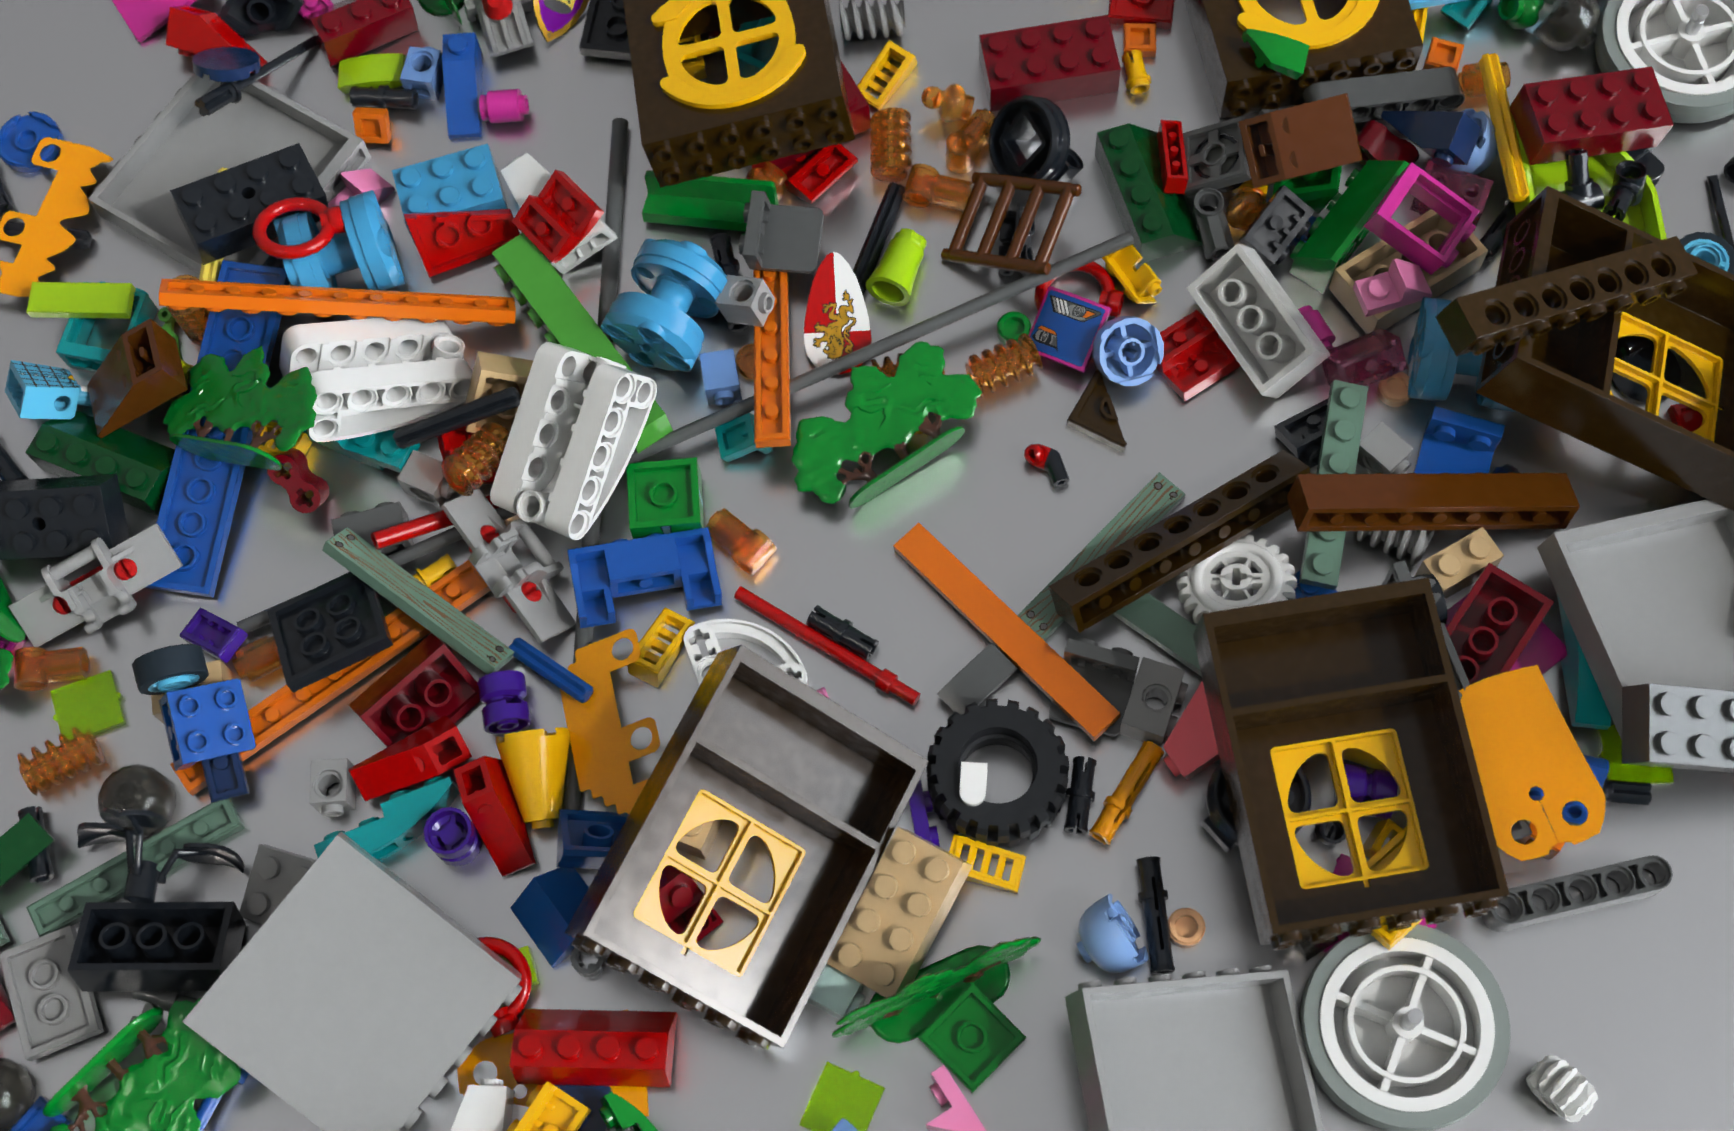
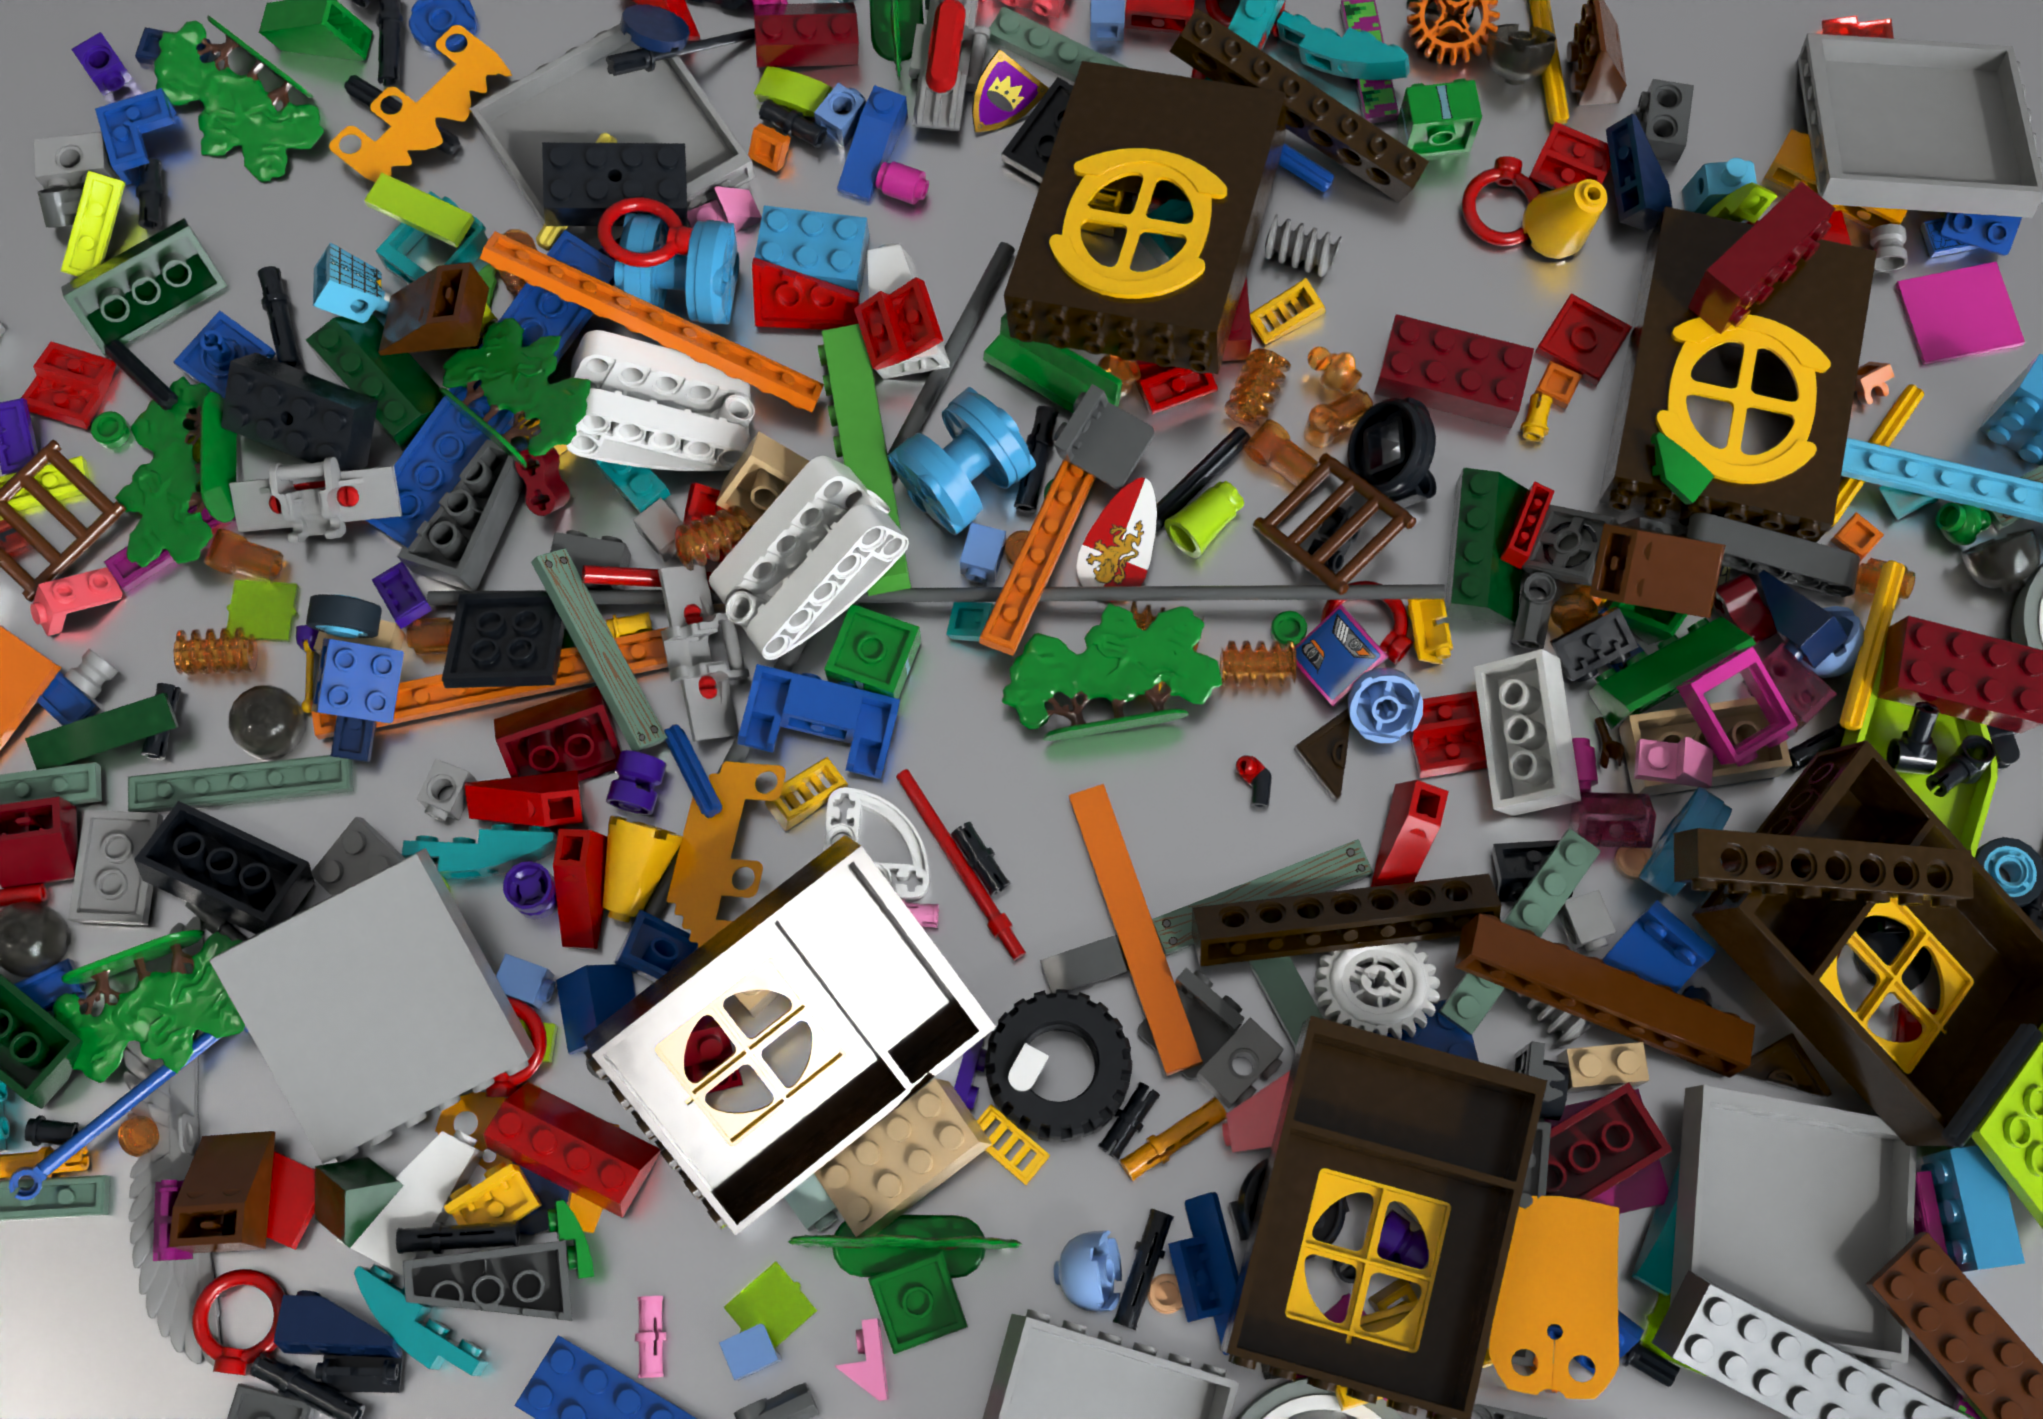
camera: 20 degrees right, 5 degrees up
(141, 712) = (306, 640): none -> hinge
(143, 874) = (237, 801): black plant -> none
(247, 546) = (469, 522): none -> dark grey wedge
(457, 417) = (711, 489): black axle -> none
(484, 917) = (525, 981): none -> medium blue brick
(745, 300) = (1038, 490): light grey brick -> none
(746, 547) = (929, 731): clear orange piece -> none
(1199, 444) = (1409, 831): none -> red slope
(1211, 886) = (1206, 1264): none -> blue bracket
(1331, 307) = (1610, 748): none -> reddish brown hand
(1608, 499) = (1788, 1067): none -> dark brown tile

